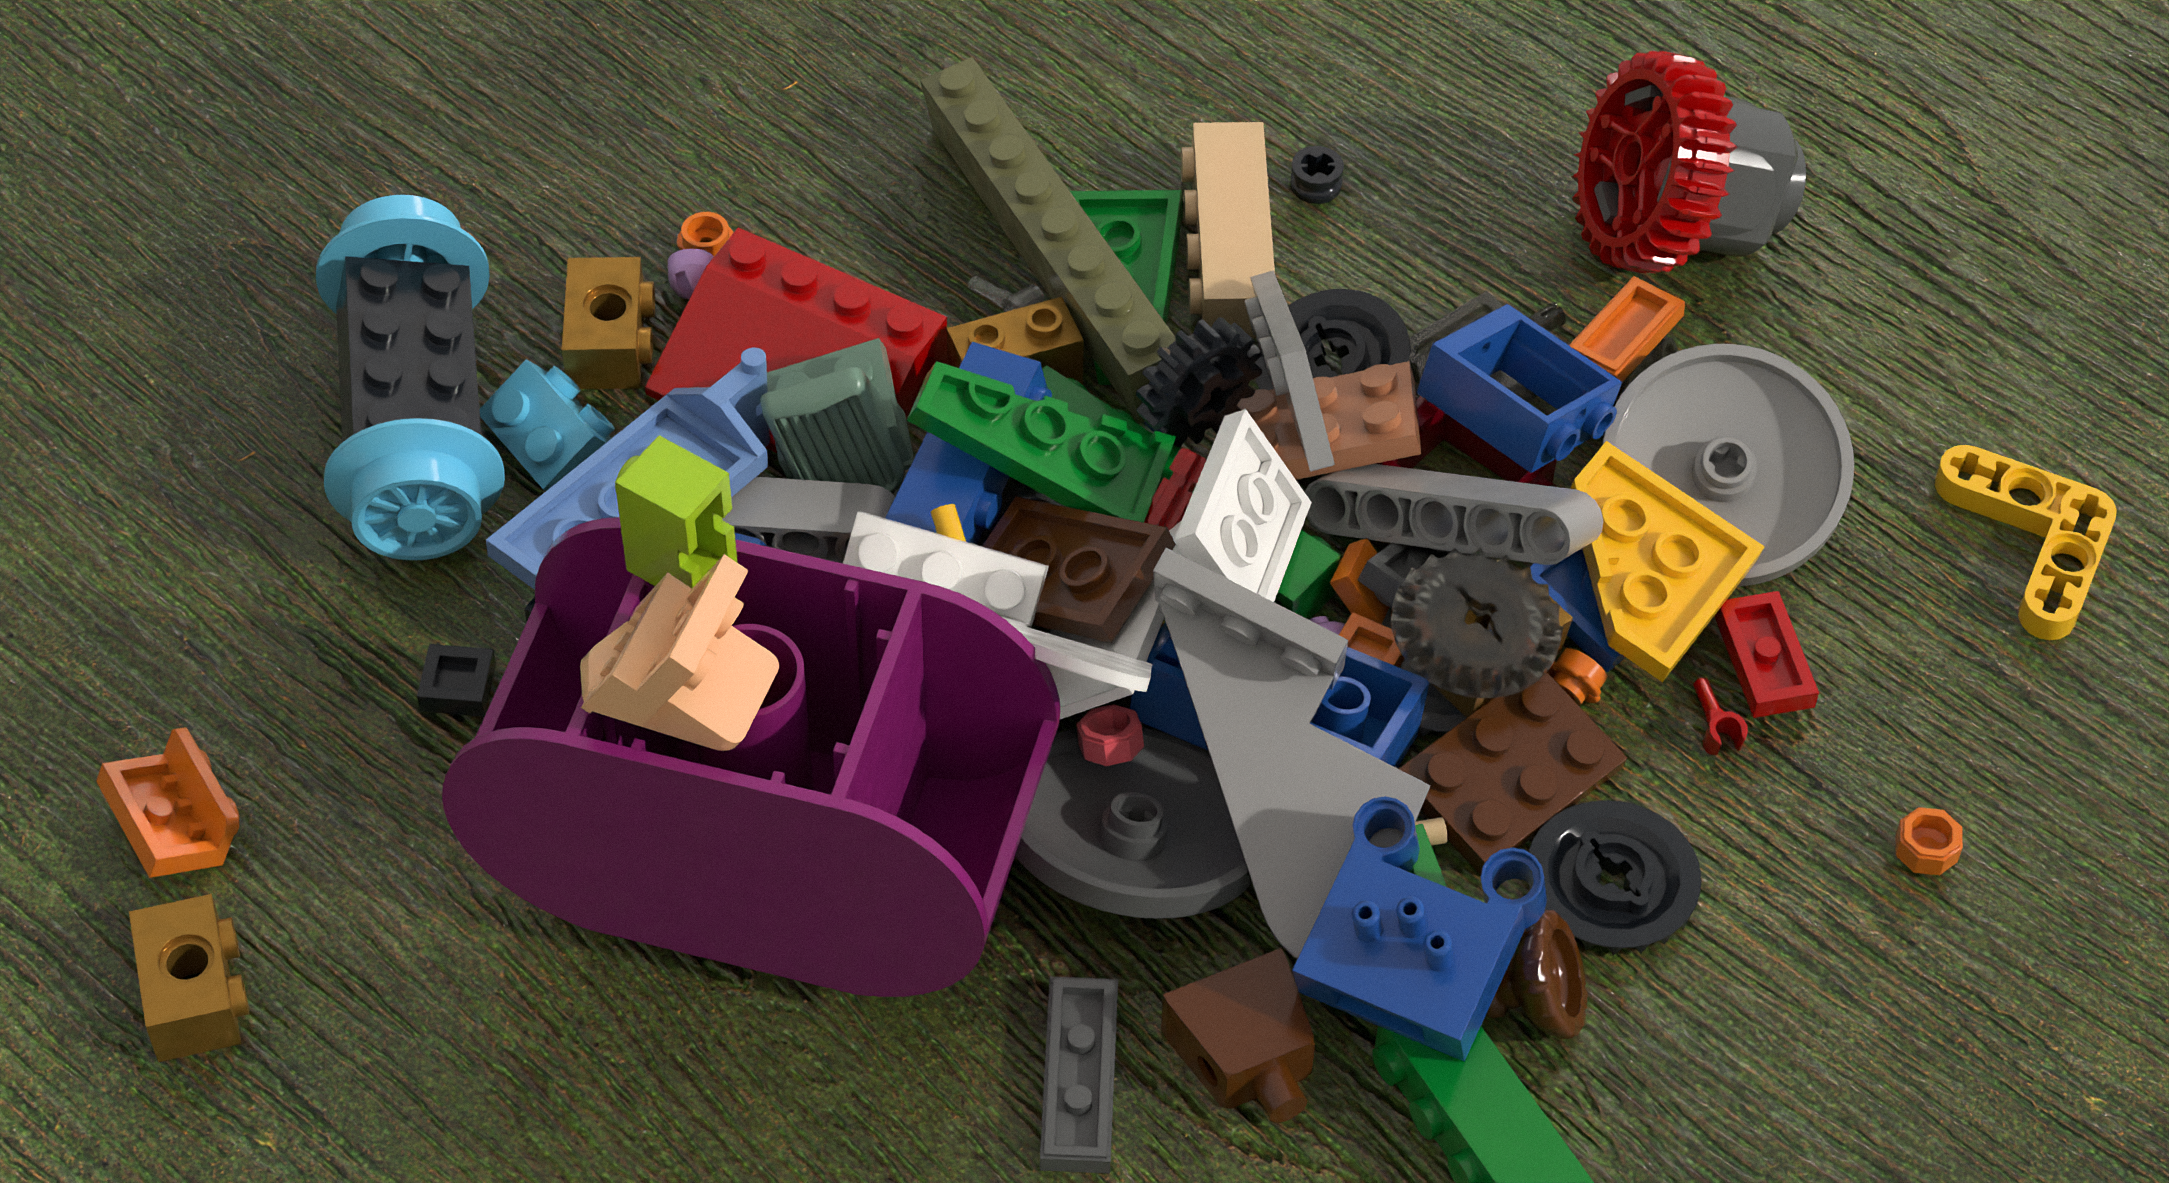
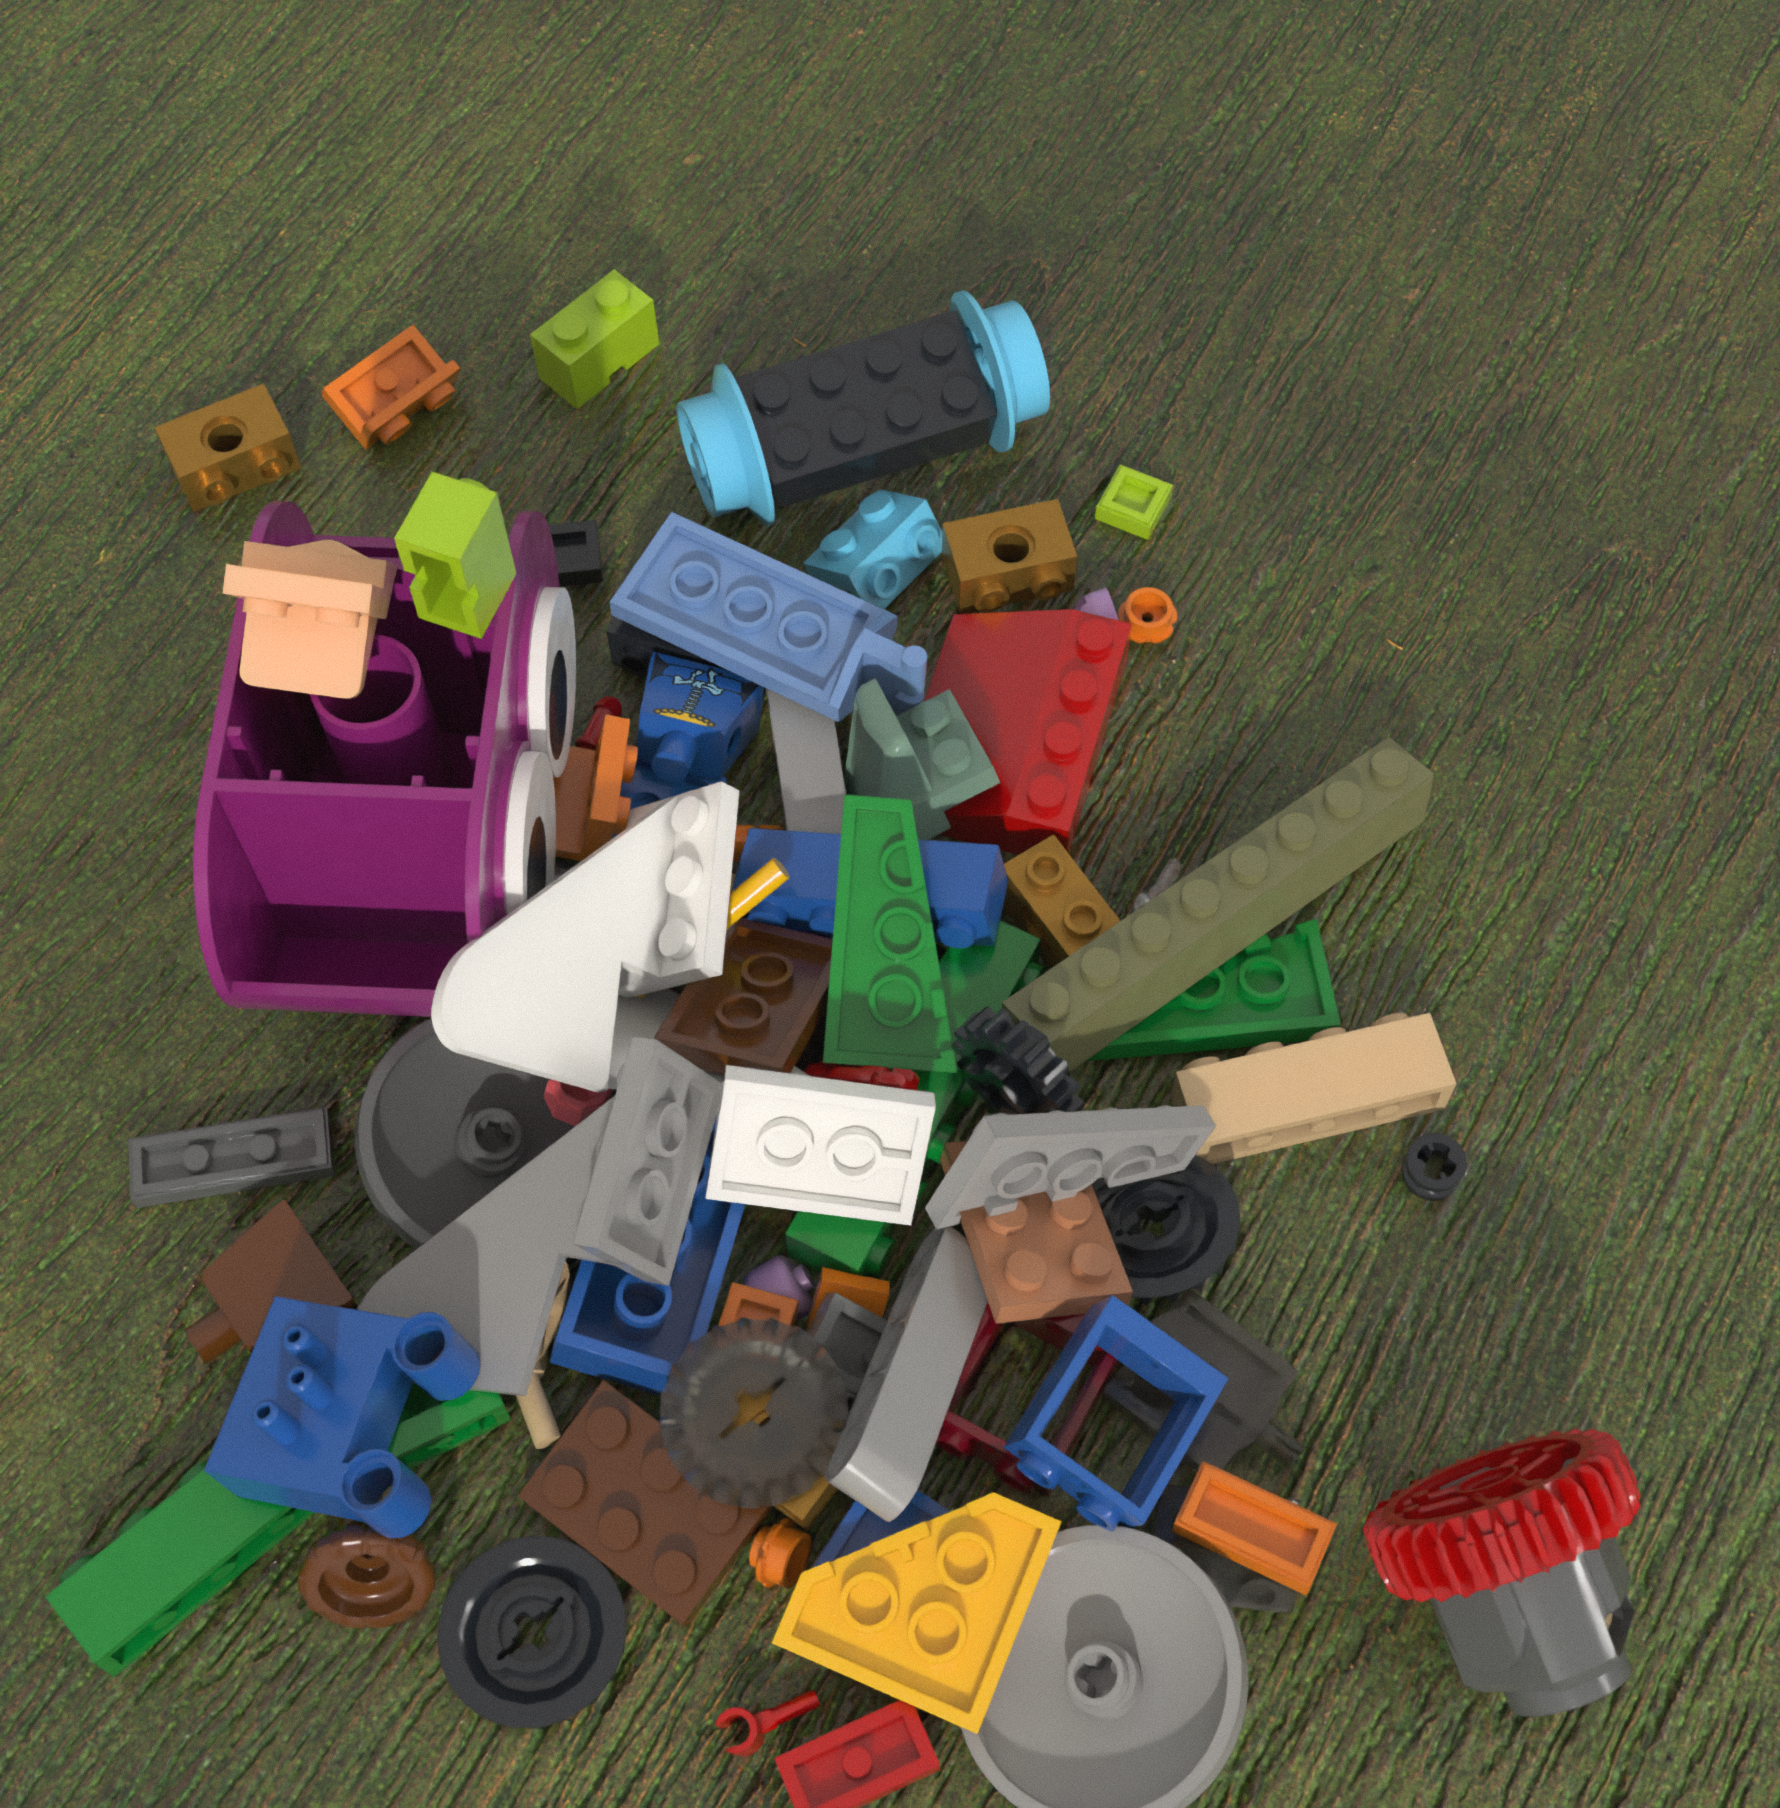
camera: 80 degrees right, 10 degrees up
(188, 609) = (594, 337): none -> lime brick
(566, 226) = (1133, 502): none -> lime tile

